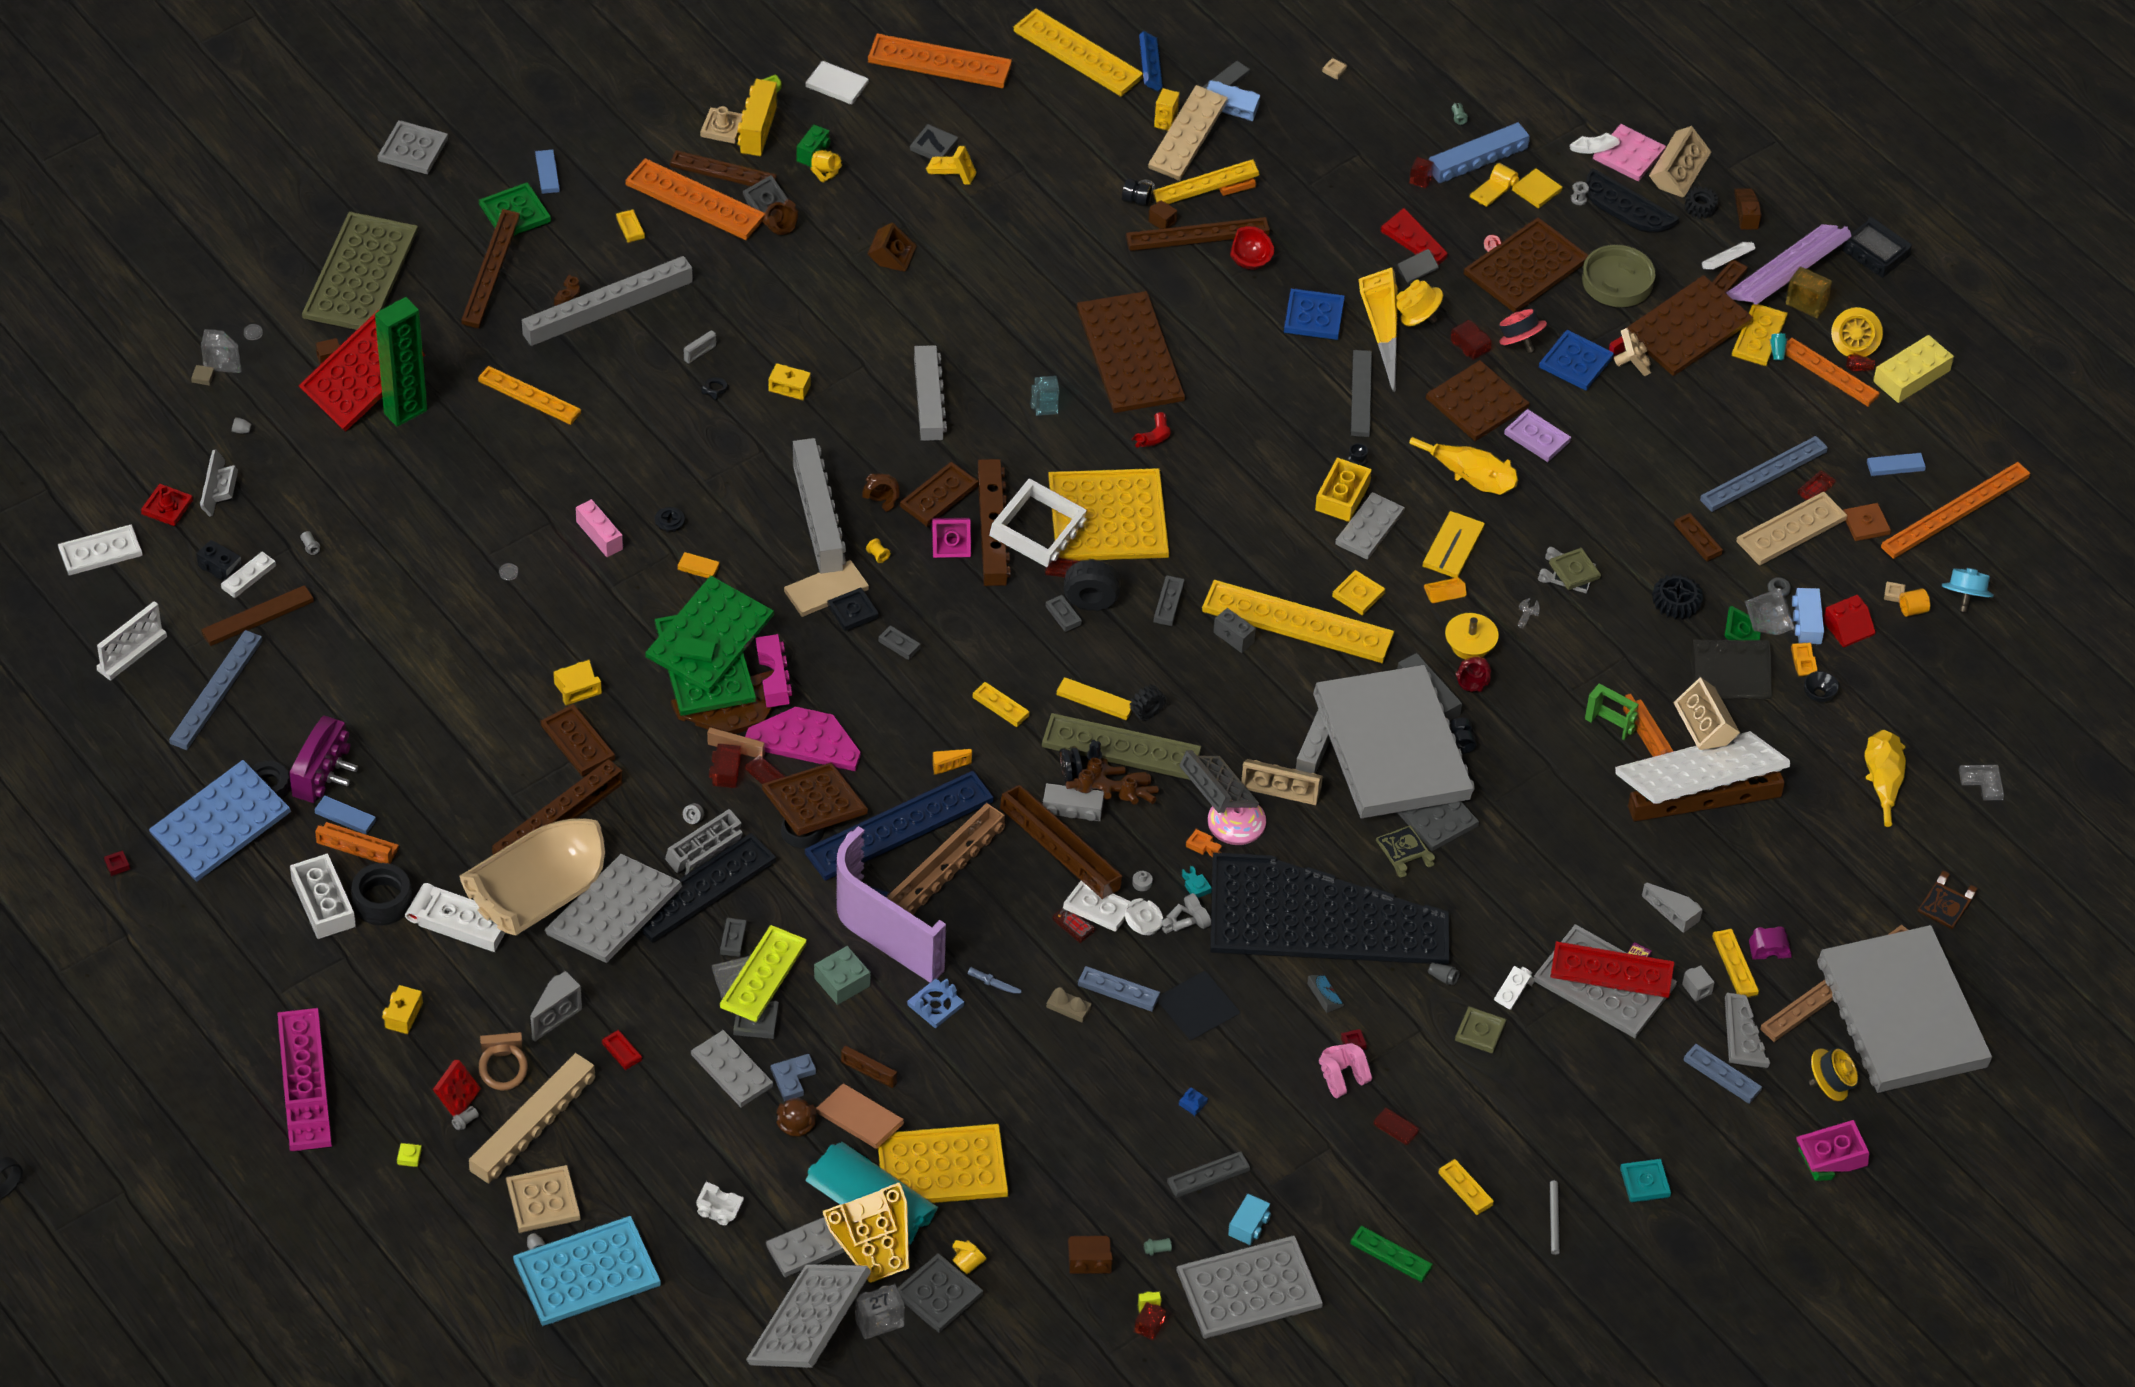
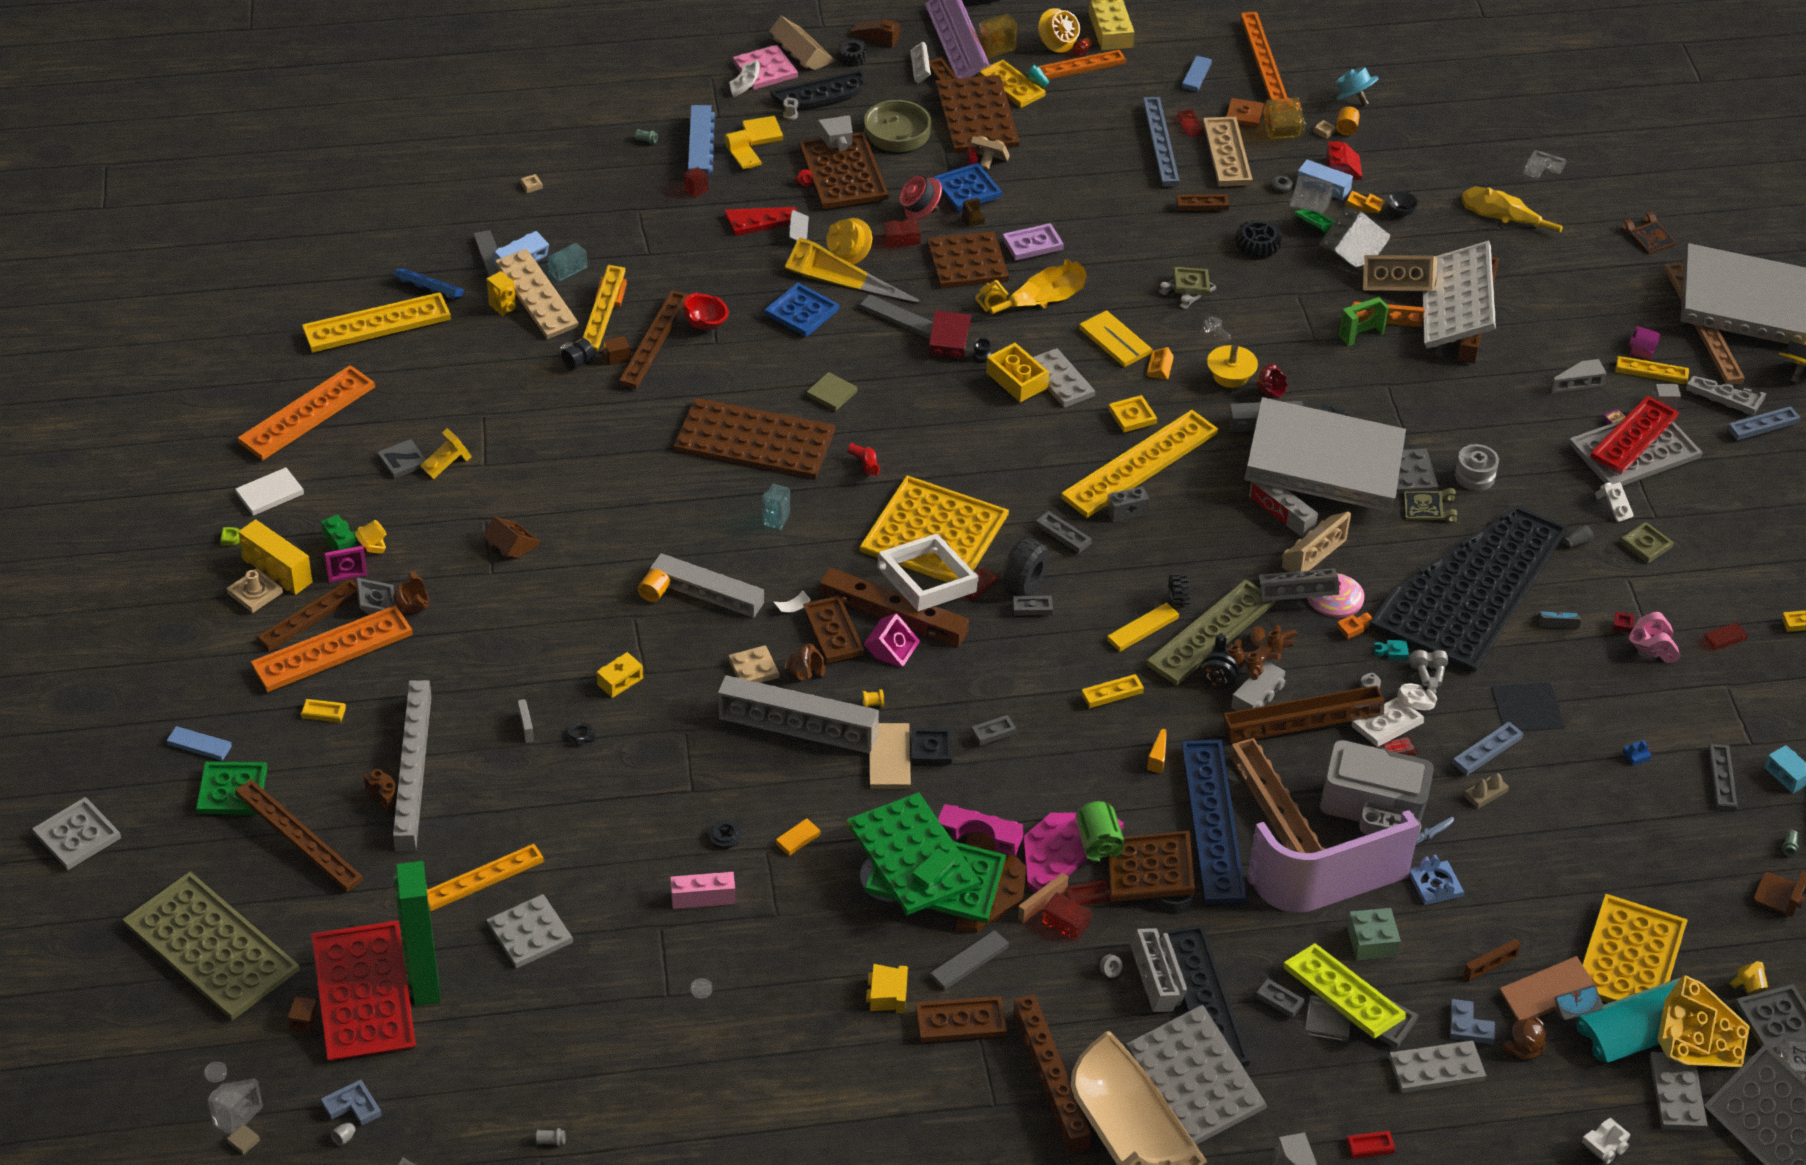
camera: 60 degrees left, 5 degrees down
(272, 418) = (354, 1098): none -> sand blue plate
(495, 446) = (529, 931): none -> light grey plate
(643, 723) = (969, 960): none -> dark grey tile
(786, 161) = (345, 564): none -> dark pink slope
(823, 752) = (1099, 830): none -> bright green cylinder
(853, 1137) = (1578, 1002): none -> slope
(863, 461) = (754, 665): none -> tan plate
(901, 358) = (653, 585): none -> light orange piece
(948, 456) = (794, 604): none -> white sticker
(994, 917) = (1375, 786): none -> light grey piece
(1227, 377) = (832, 391): none -> olive tile
(1246, 135) = (567, 261): none -> clear light blue brick
(1354, 422) = (949, 334): none -> dark red panel
(1433, 432) = (993, 293): none -> yellow piece
(1476, 864) = (1476, 467): none -> light grey wheel
(1540, 377) = (972, 213): none -> dark brown panel
(1564, 236) = (836, 132): none -> light grey torso
(1871, 550) = (1284, 118): none -> clear yellow brick

